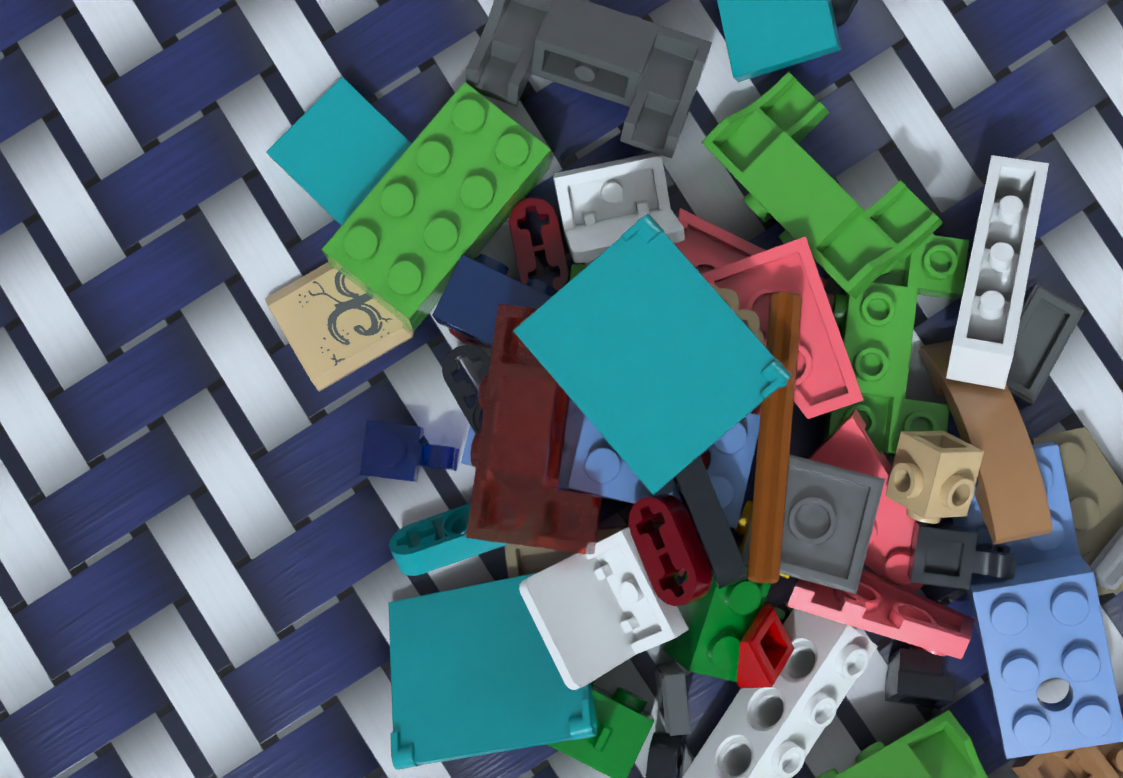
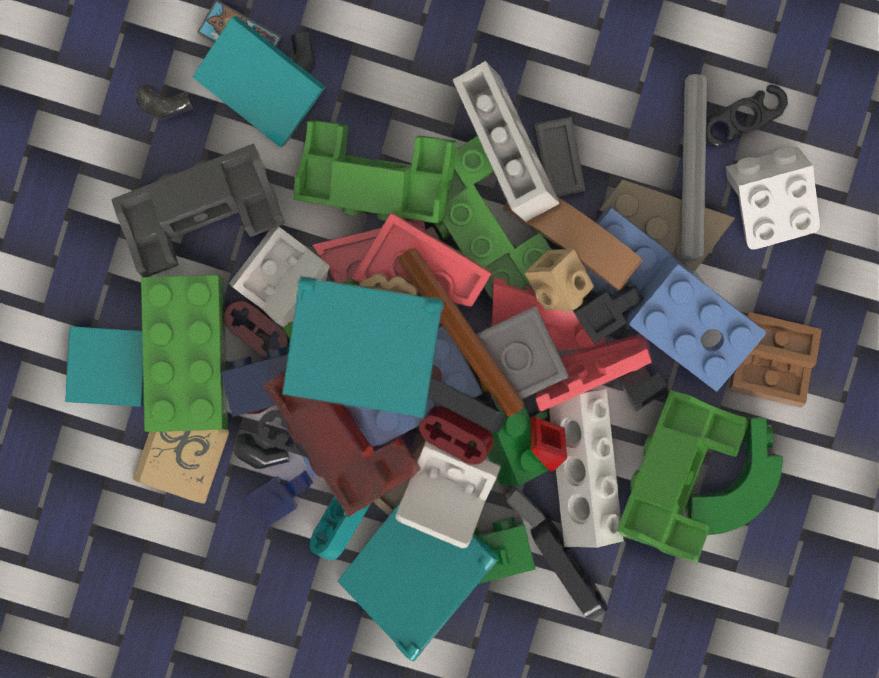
camera: 45 degrees left, 5 degrees up
(420, 387) = (255, 455): none -> black arm

